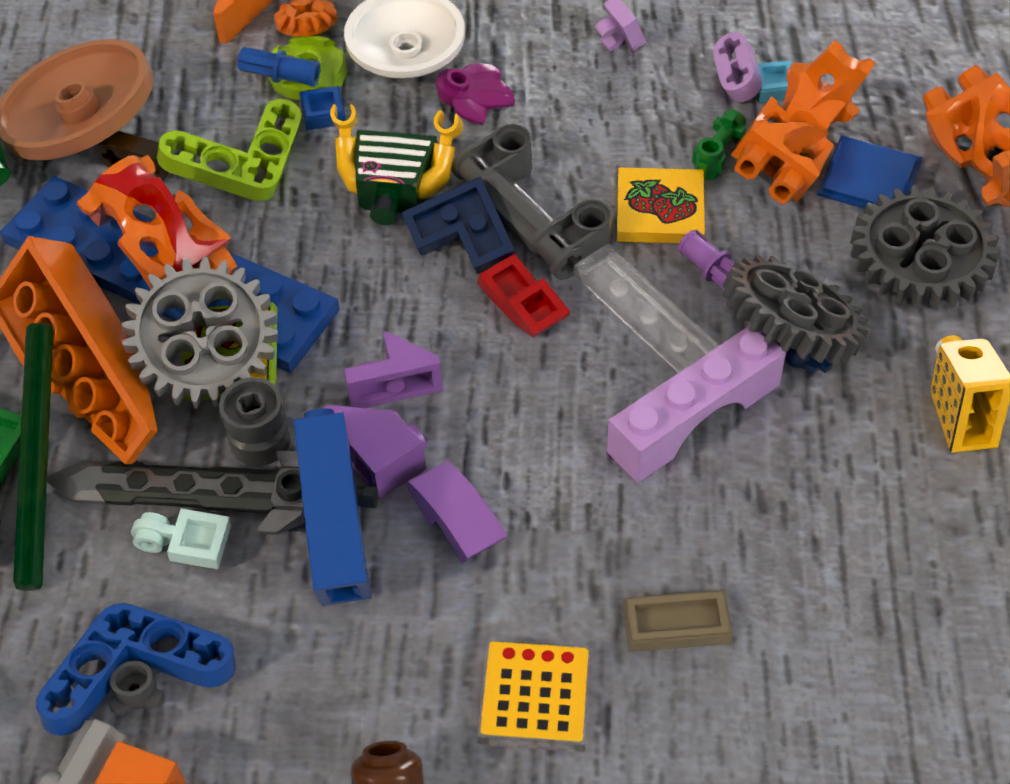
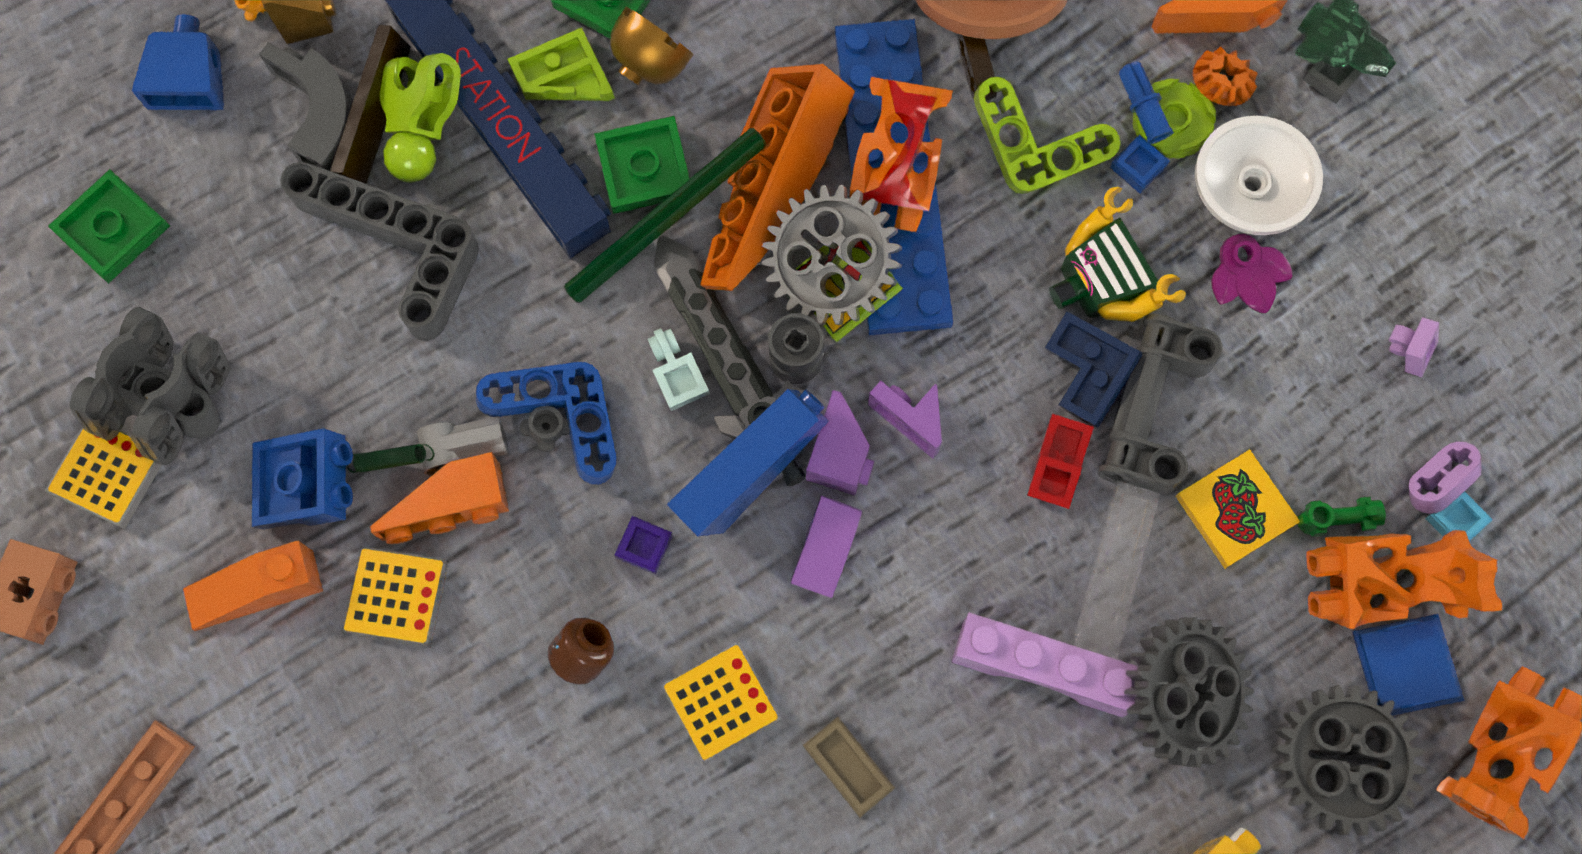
camera: 55 degrees right, 20 degrees up
(326, 672) = (643, 545): none -> dark purple tile
(706, 257) = (1204, 586): medium lavender axle -> none

